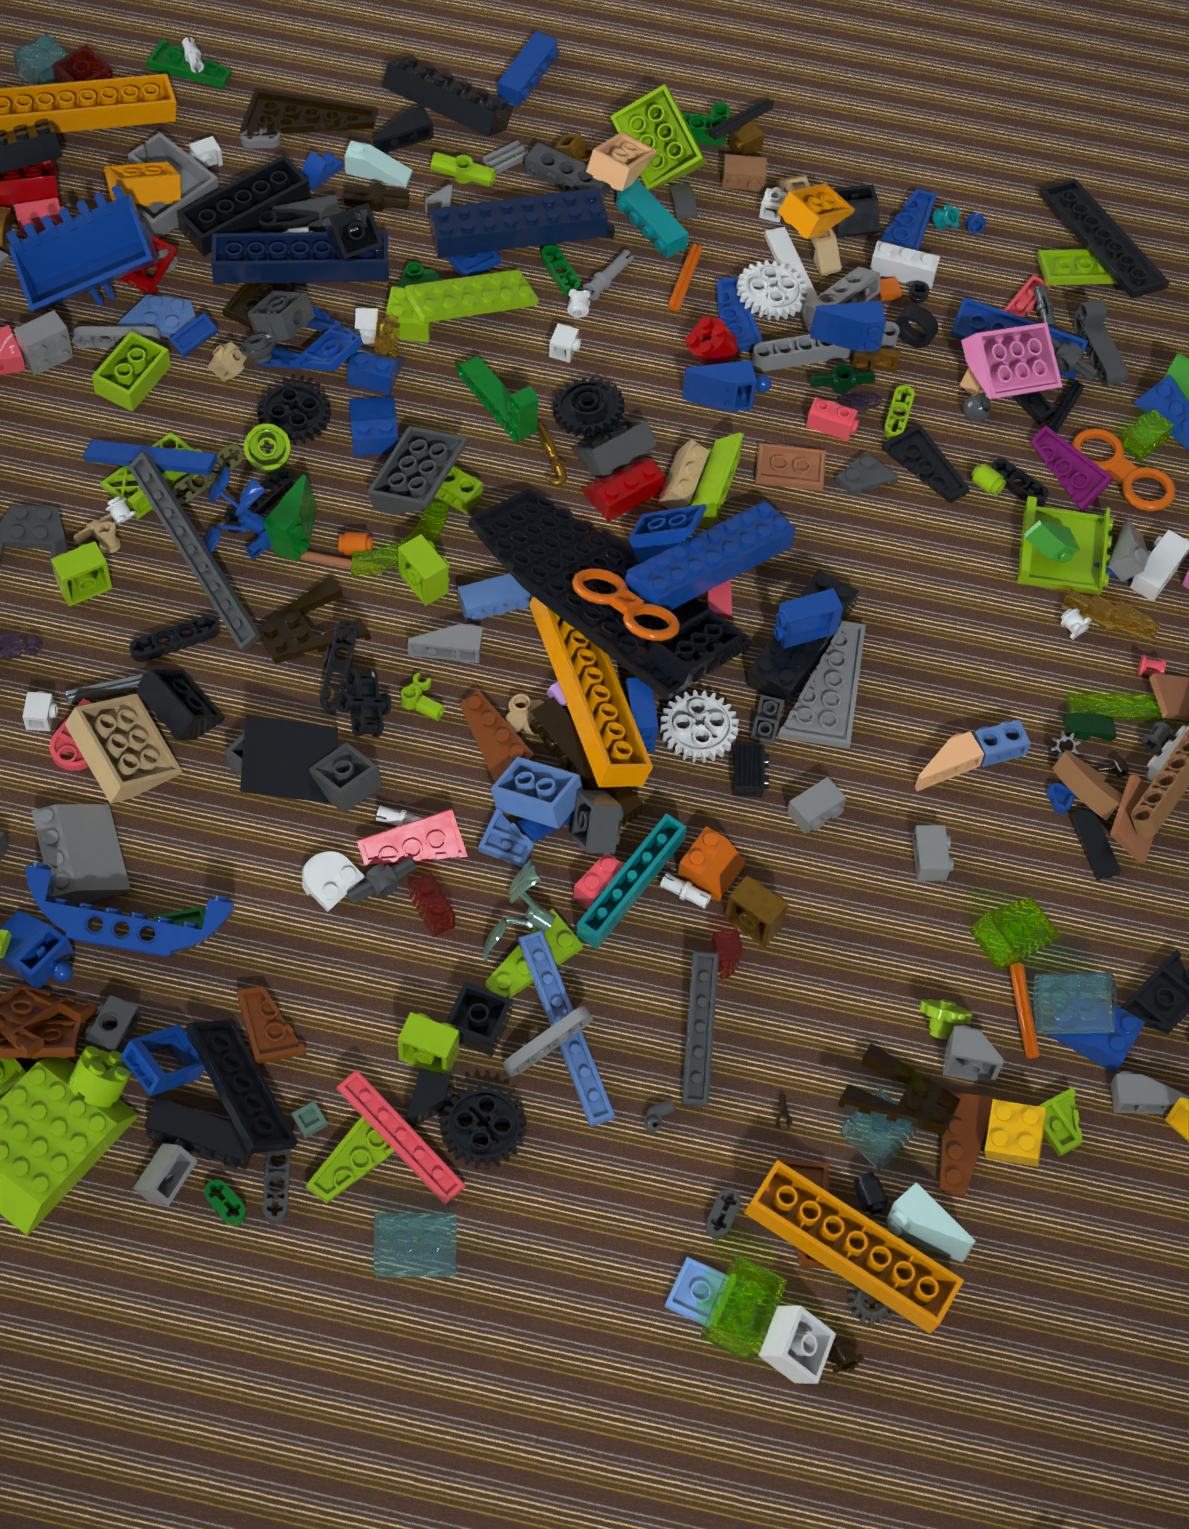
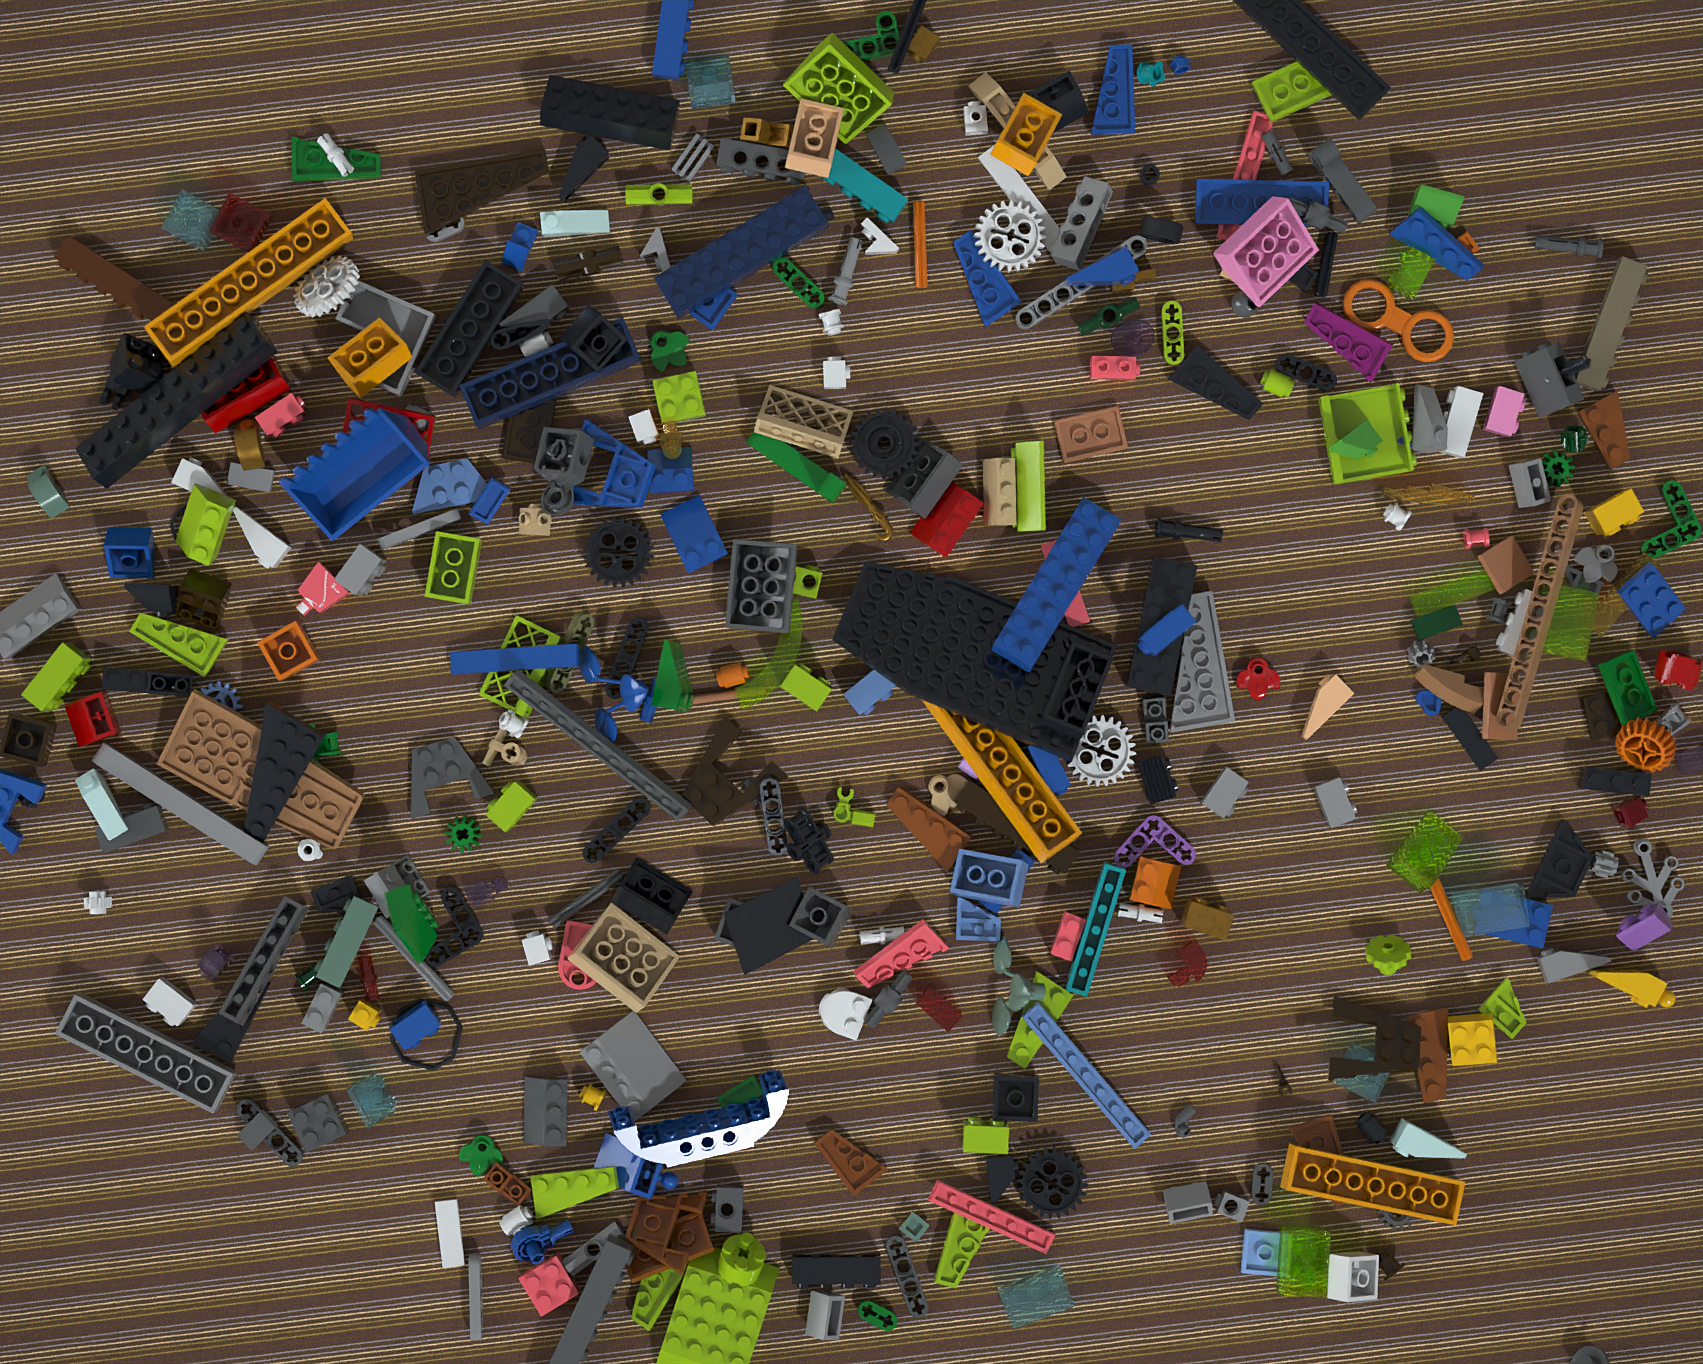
camera: 10 degrees left, 30 degrees up
(17, 864) = (592, 1095): none -> yellow brick
(21, 588) = (461, 826): none -> green gear
(132, 131) = (326, 286): none -> white gear
(148, 1071) = (776, 1244): blue window -> none
(206, 152) = (402, 275): white brick -> none
(241, 1086) = (853, 1225): black plate -> none
(275, 437) = (615, 610): lime brick -> none
(450, 643) = (862, 745): light grey slope -> none
(470, 295) = (730, 360): lime plate -> none
(516, 363) = (800, 433): none -> tan fence
(545, 110) = (710, 82): none -> clear light blue slope
(547, 1041) = (1078, 1098): light grey beam -> none
(596, 821) = (1049, 891): dark grey brick -> none
(627, 604) = (1003, 679): orange bar -> none
(630, 1197) = (1188, 1202): none -> light grey brick
(647, 261) = (882, 245): none -> white slope
(663, 530) = (1007, 570): blue slope -> none
(684, 1232) = (1240, 1209): none -> light grey brick
(700, 1029) = (1194, 1038): dark grey tile -> none
(712, 342) = (976, 329): red brick -> none
(724, 385) = (1009, 374): blue slope -> none
(730, 825) = (1158, 836): none -> medium lavender beam
(744, 172) = (934, 90): medium nougat brick -> none
(848, 566) = (1177, 530): none -> black pin
(865, 474) = (1162, 417): dark grey wing -> none
(886, 720) = (1258, 681): none -> red plate
(889, 289) = (1119, 182): orange tile -> none
(904, 263) = (1127, 151): white brick -> none
(971, 1056) = (1416, 986): light grey slope -> none
(1002, 747) = (1366, 674): medium blue brick -> none

